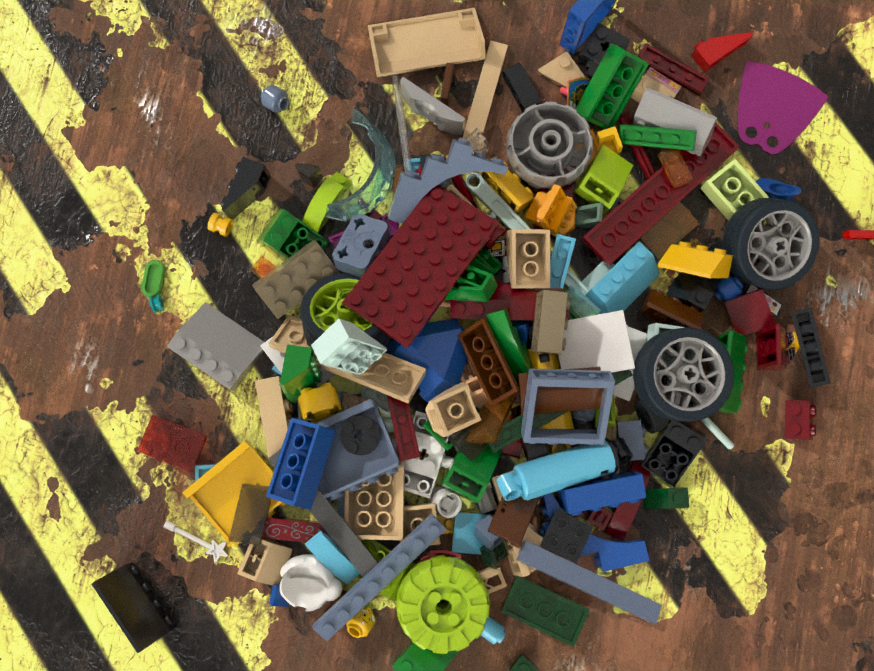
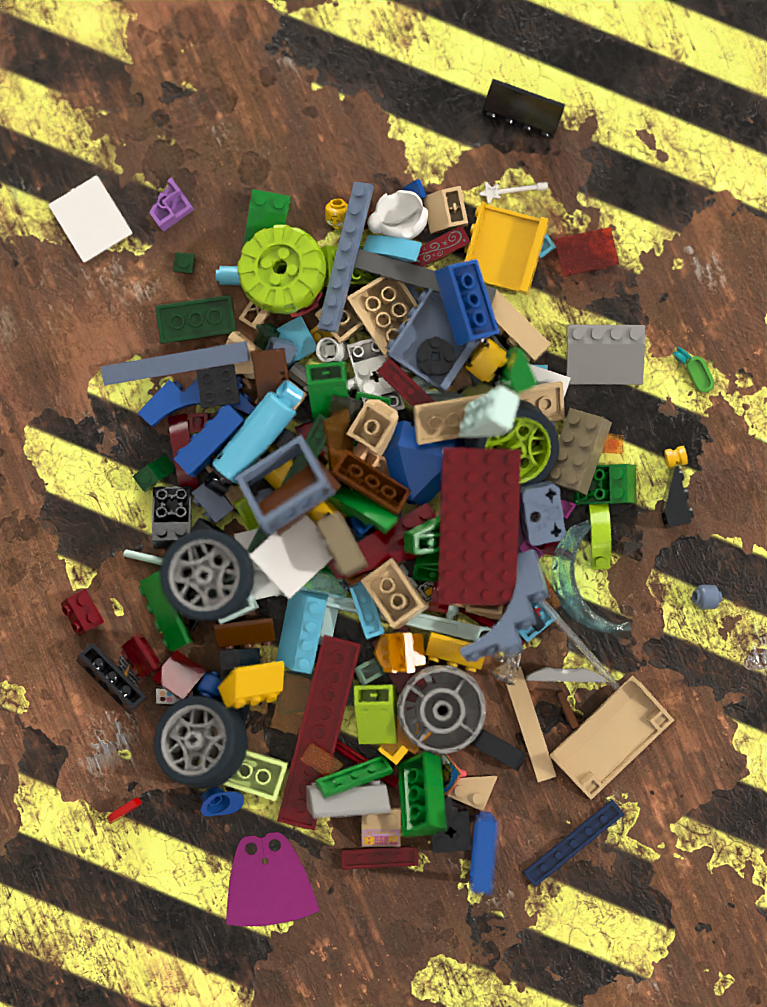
camera: 150 degrees right, 5 degrees up
(250, 515) = (481, 238): clear smoke piece -> none
(716, 49) = (352, 898): red slope -> none

